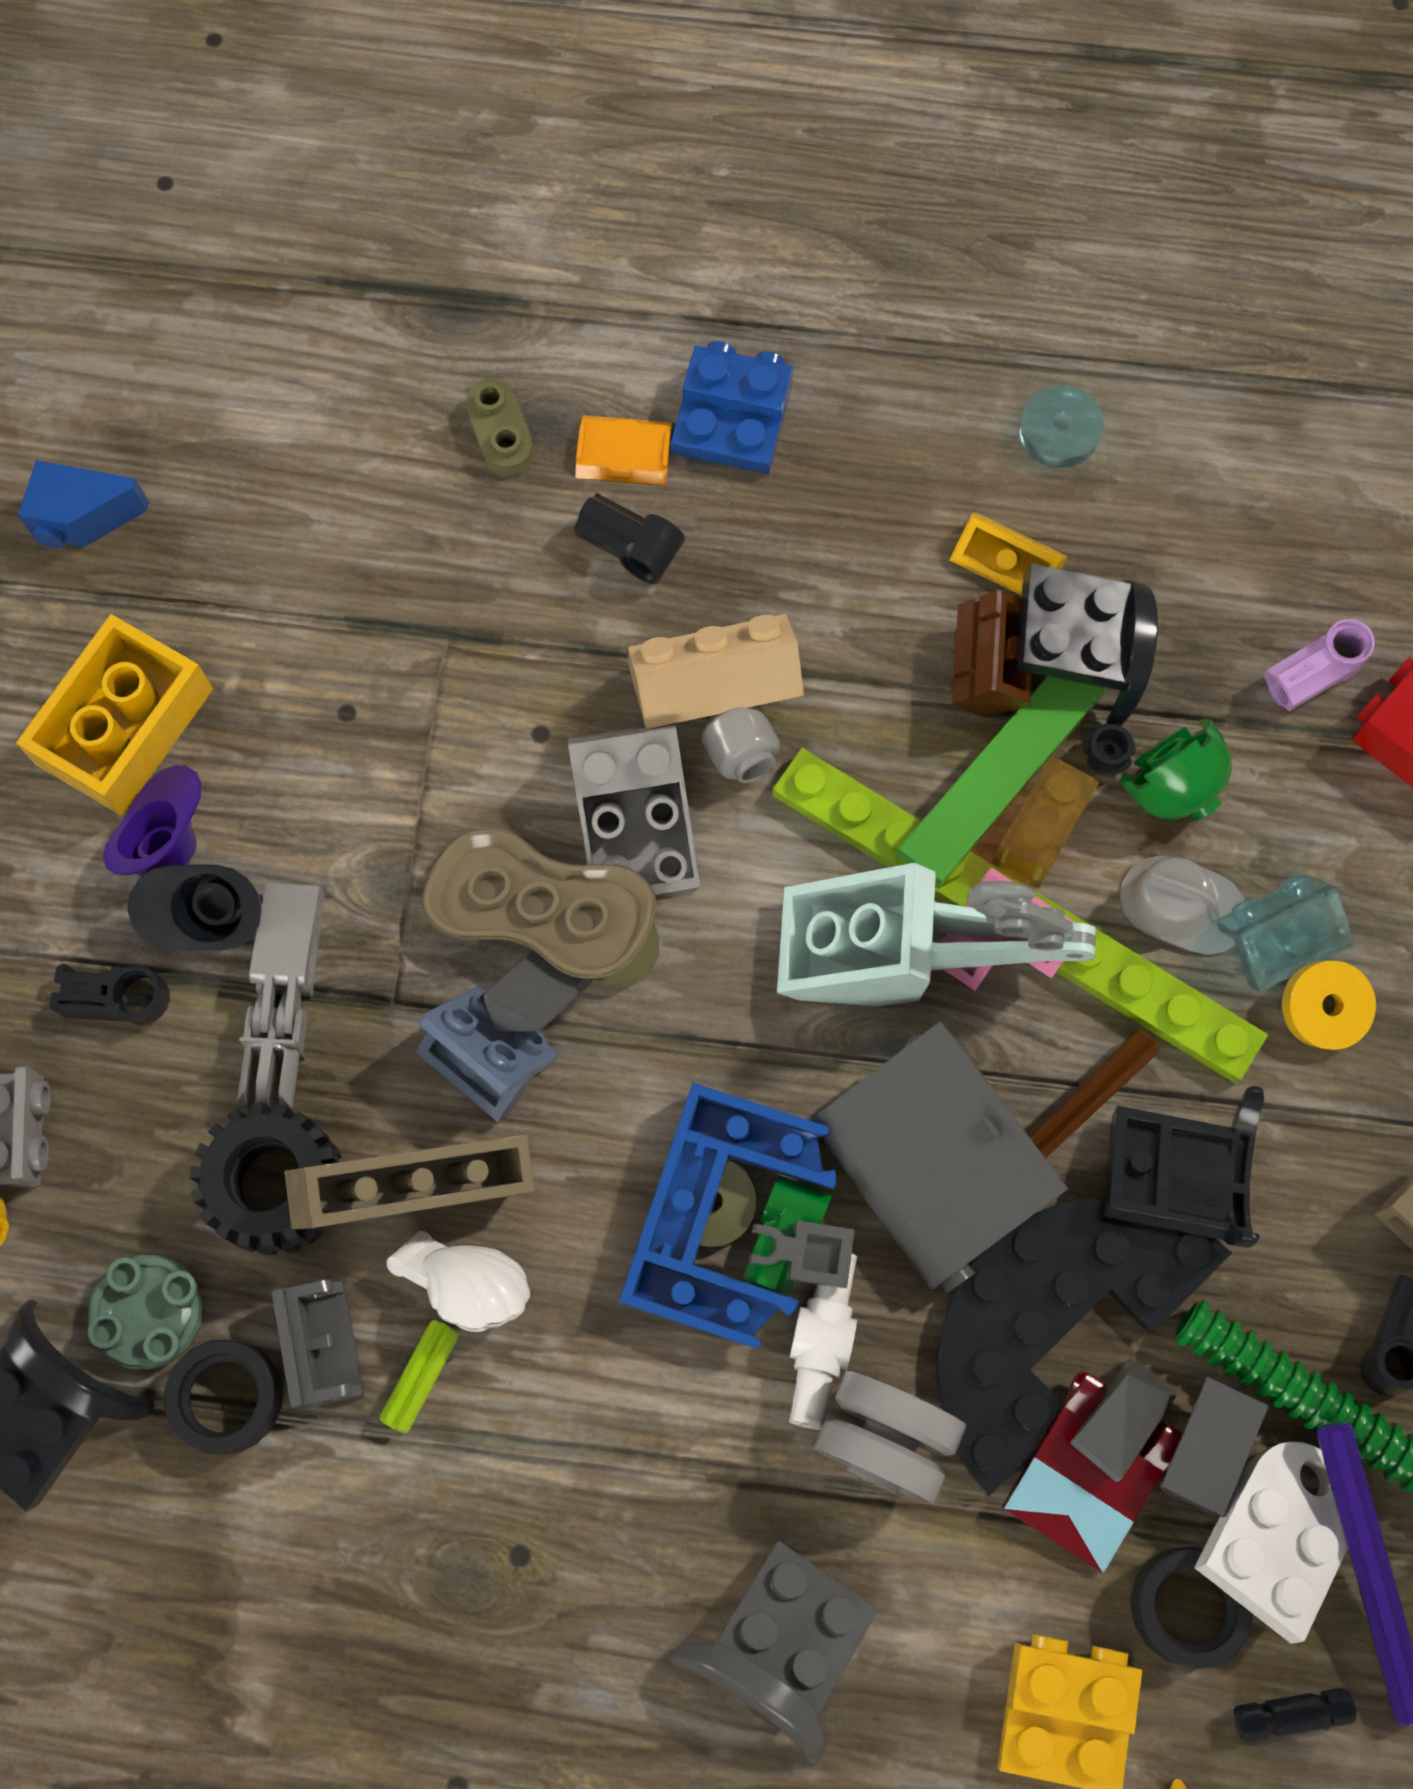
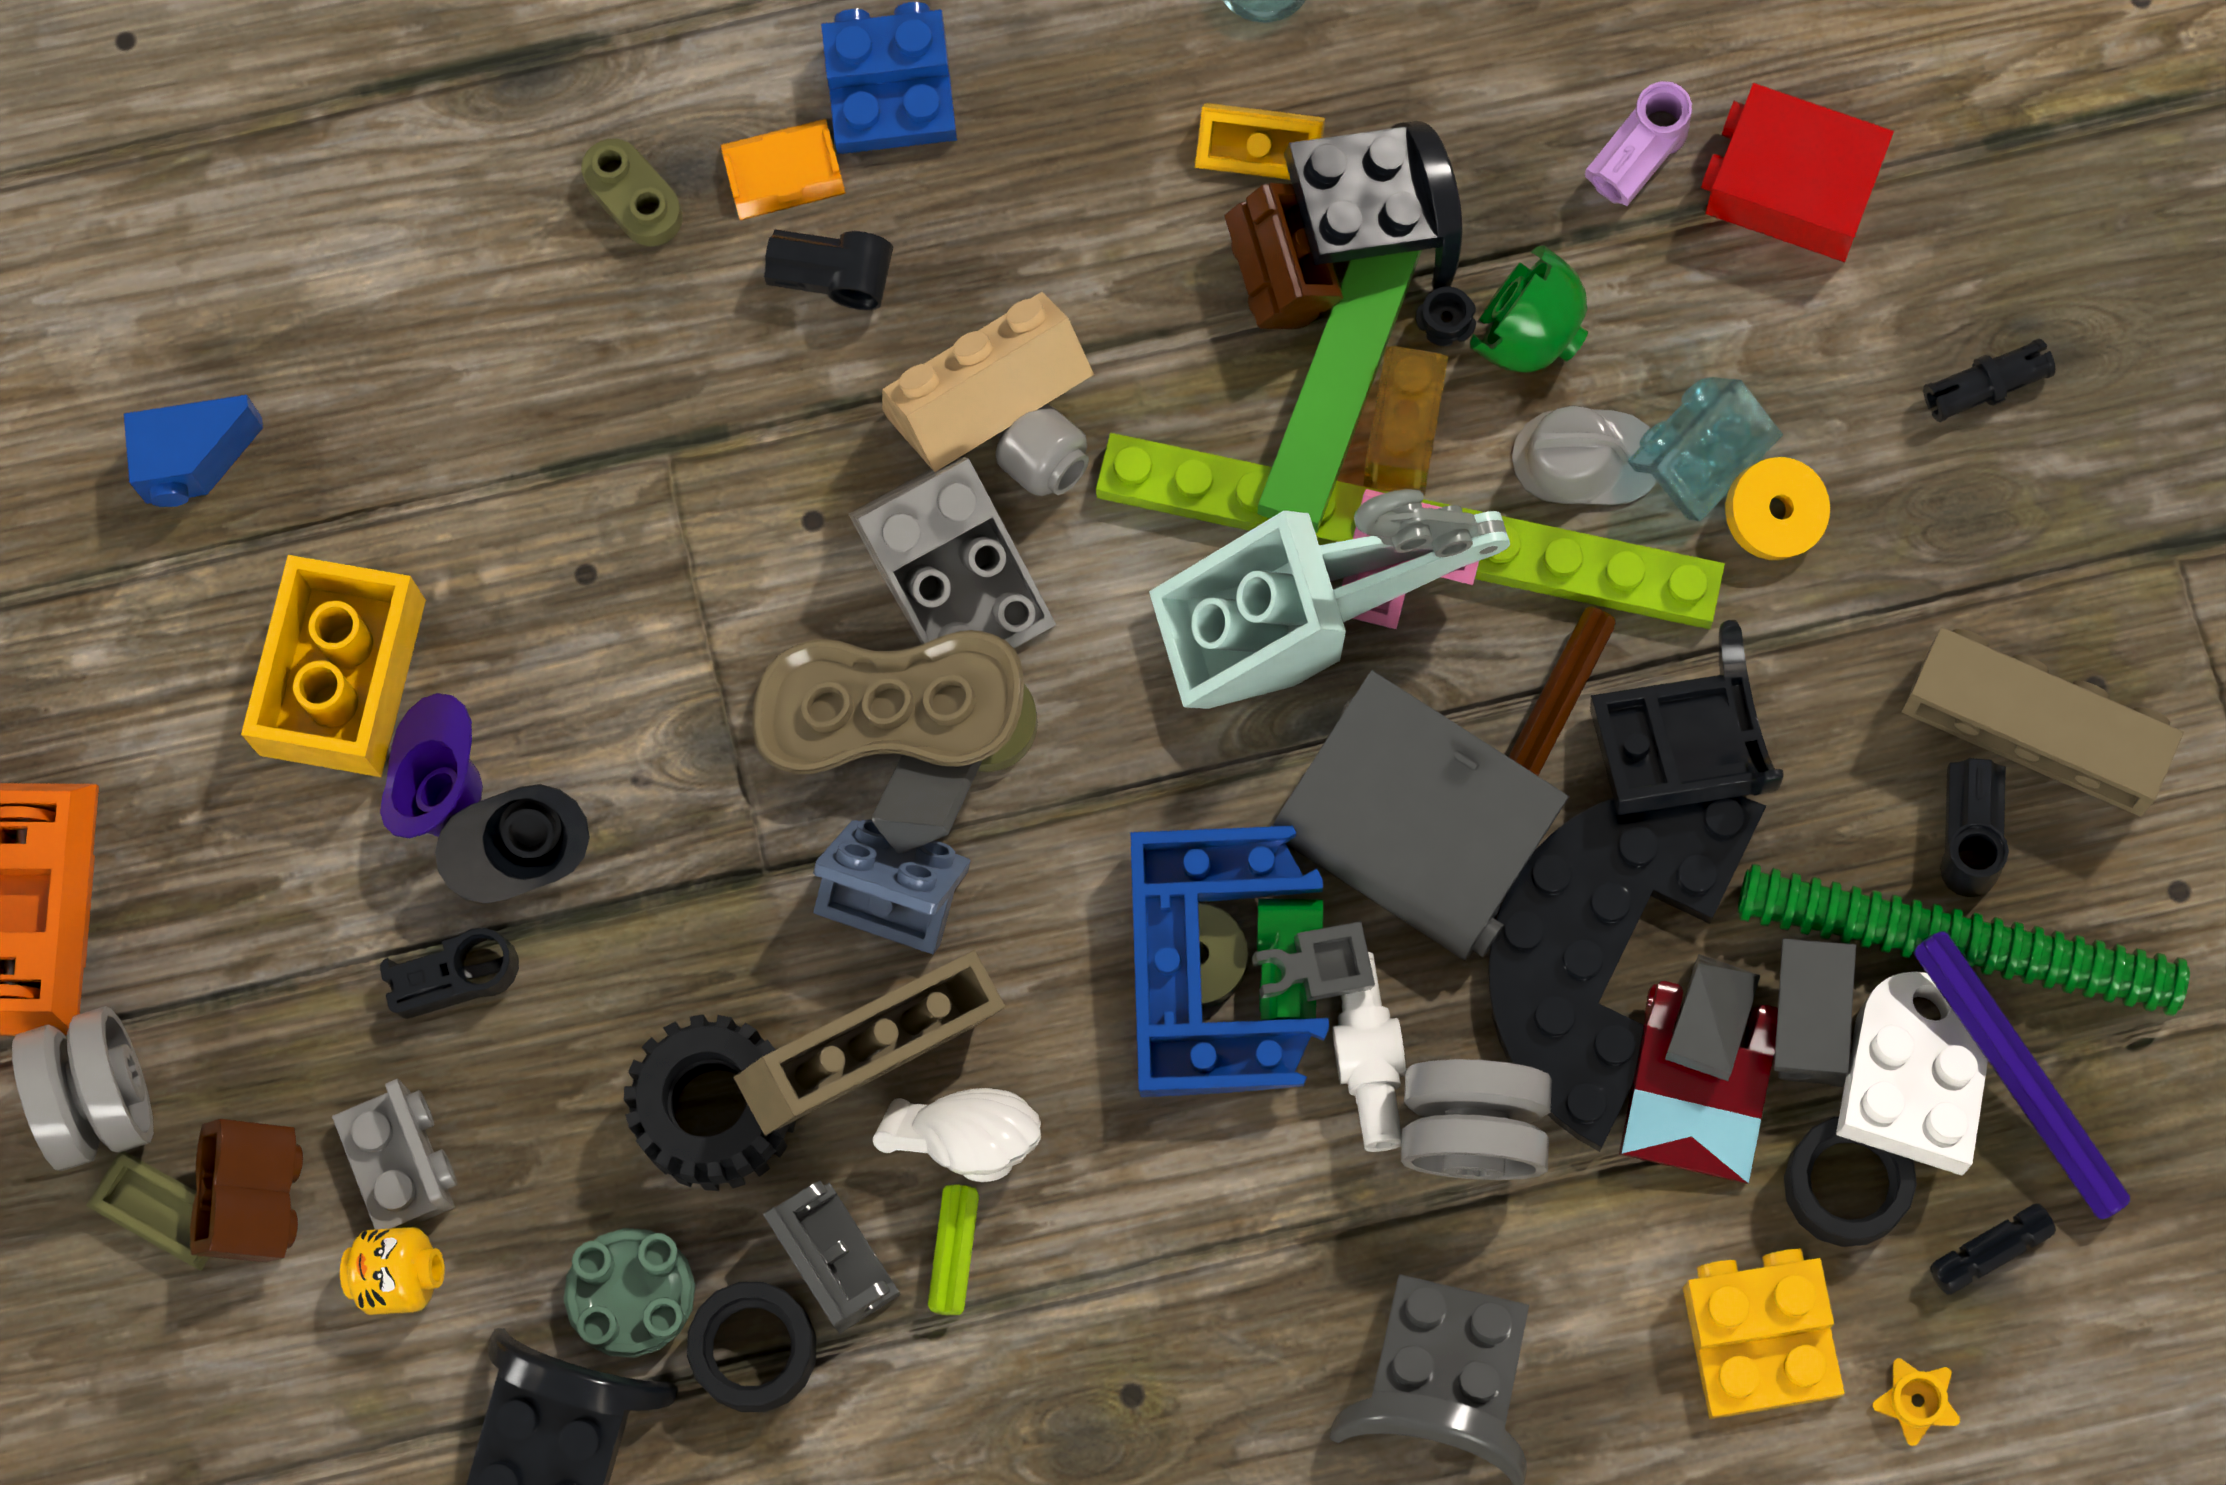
camera: 15 degrees left, 0 degrees up
(285, 966) = (631, 877): light grey arm -> none

